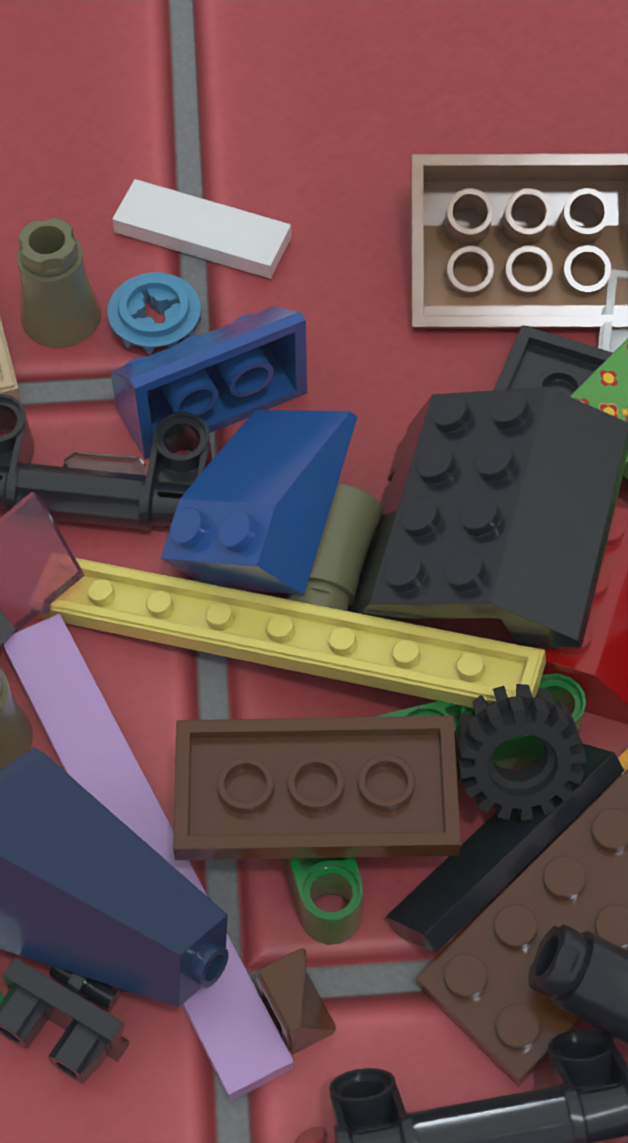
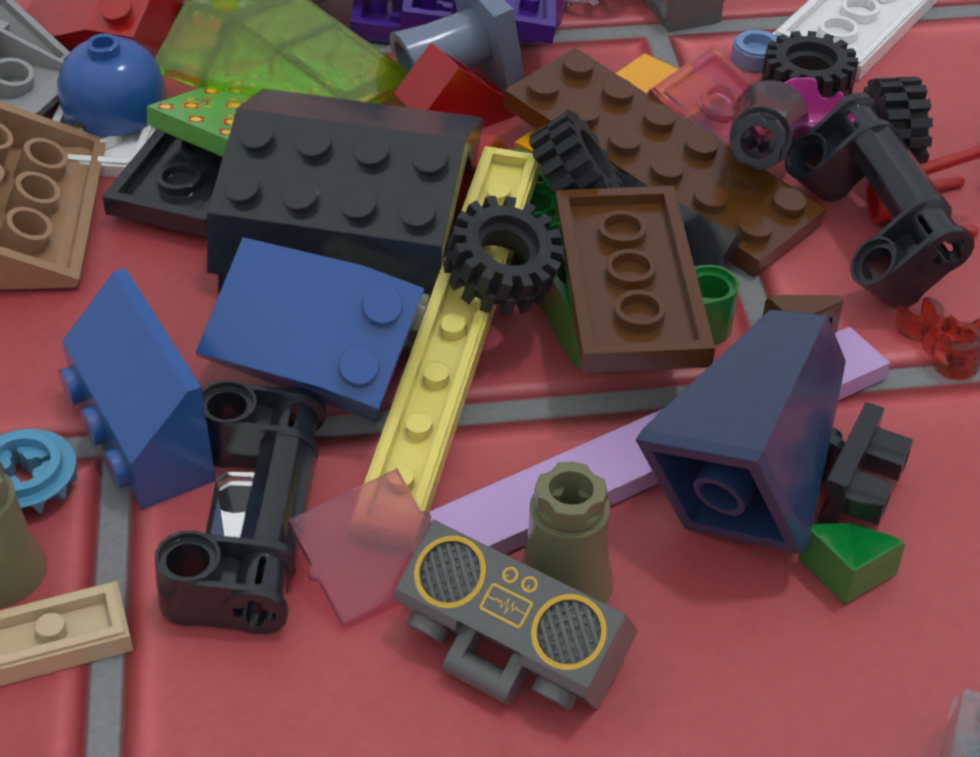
camera: 95 degrees left, 15 degrees down
(319, 624) = (510, 229): none -> black tyre

